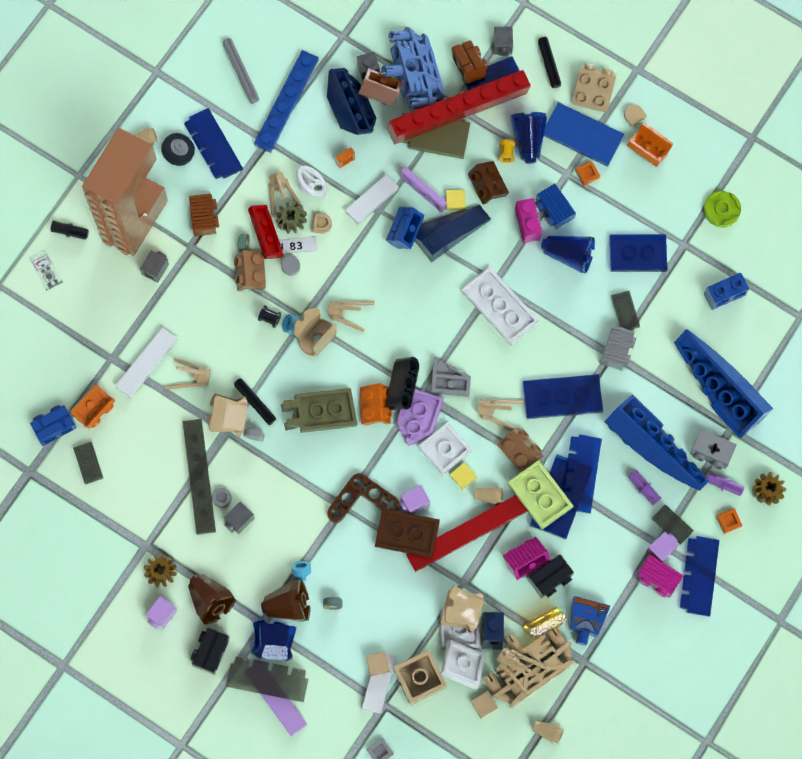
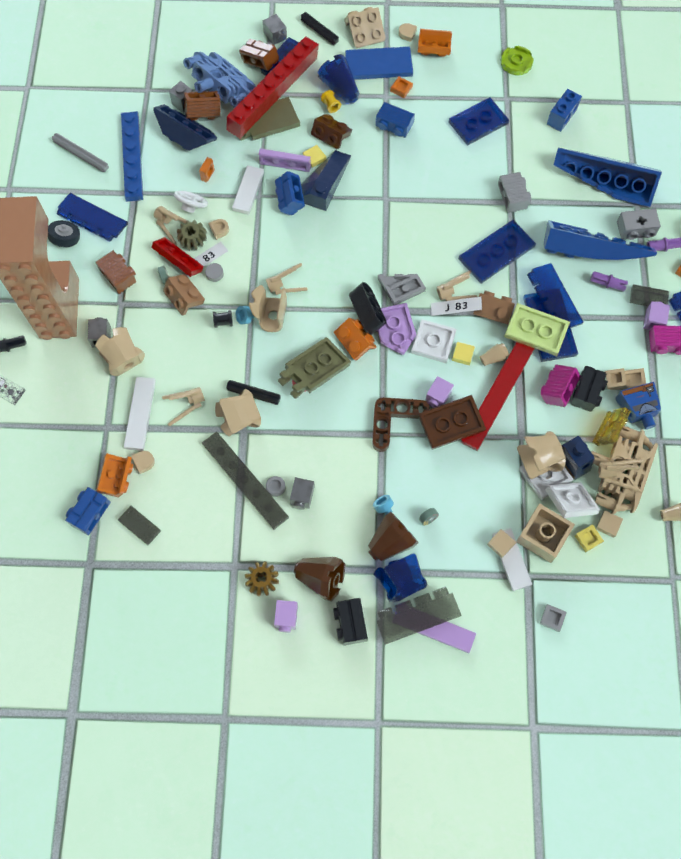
camera: 30 degrees left, 5 degrees down
(124, 408) = (144, 461): none -> tan tile
(161, 296) = (119, 351): none -> tan piece
(254, 434) = (270, 417): light grey tile -> none
(457, 705) = (589, 538): none -> light yellow tile
(485, 428) = (456, 306): none -> white sticker
(500, 306) = (402, 212): white tile -> none
(528, 220) = (381, 139): dark pink brick -> none
(570, 250) = (429, 142): clear blue cone -> none
(592, 588) = (621, 380): none -> tan slope
(625, 310) = (498, 163): clear smoke tile -> none

